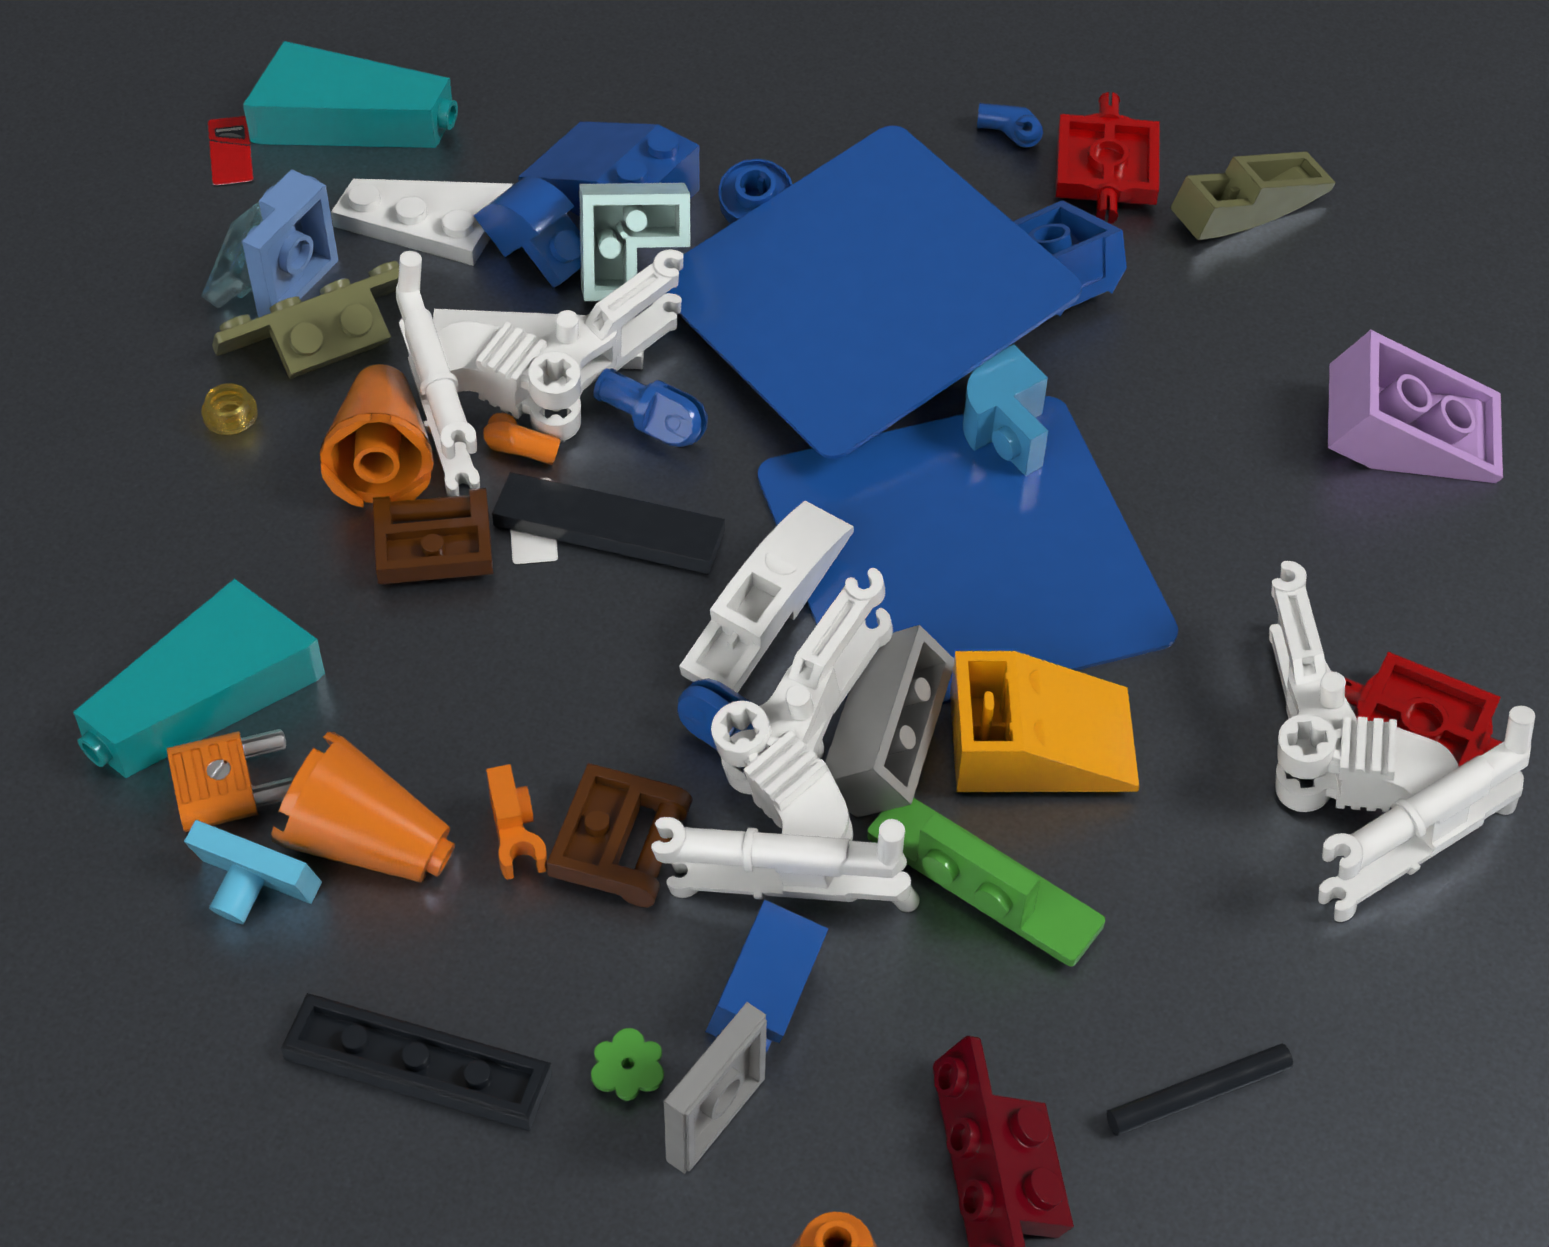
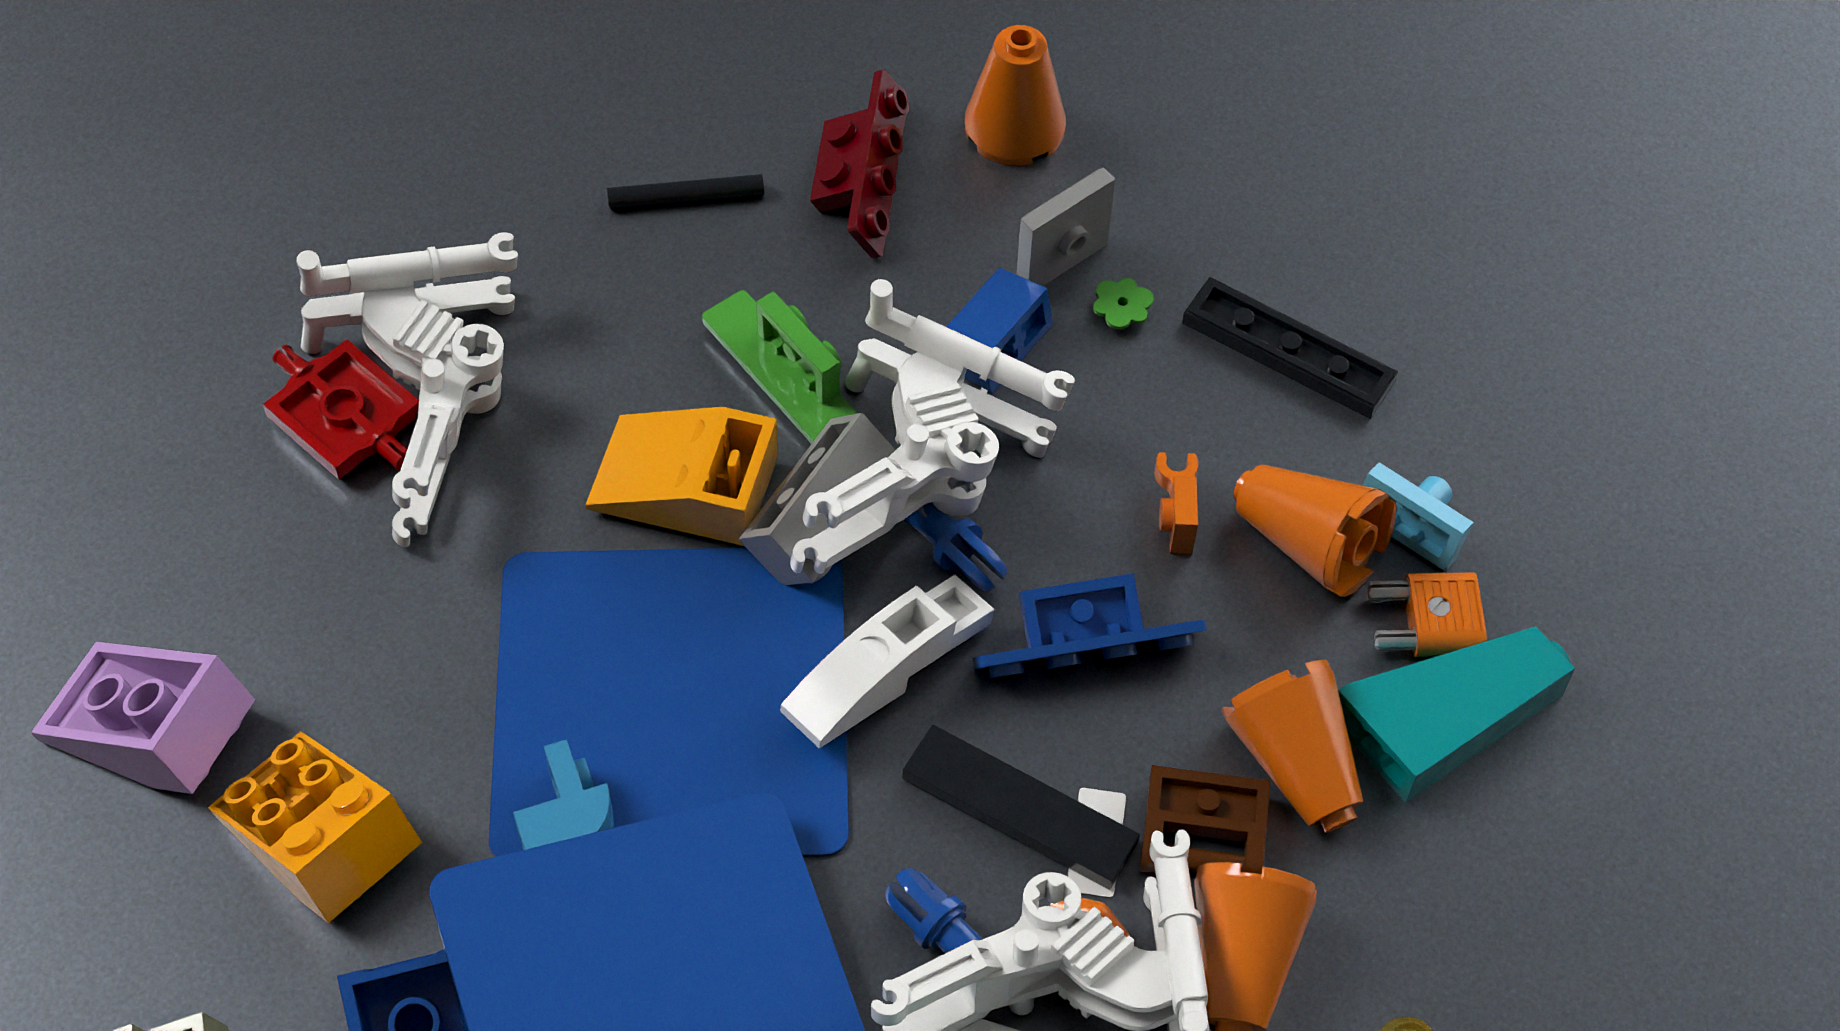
camera: 165 degrees left, 5 degrees up
(358, 606) = (1301, 742): none -> orange cone
(580, 669) = (1084, 618): none -> blue bracket
(599, 829) = (1099, 489): reddish brown plate -> none
(1217, 370) = (317, 824): none -> light orange slope

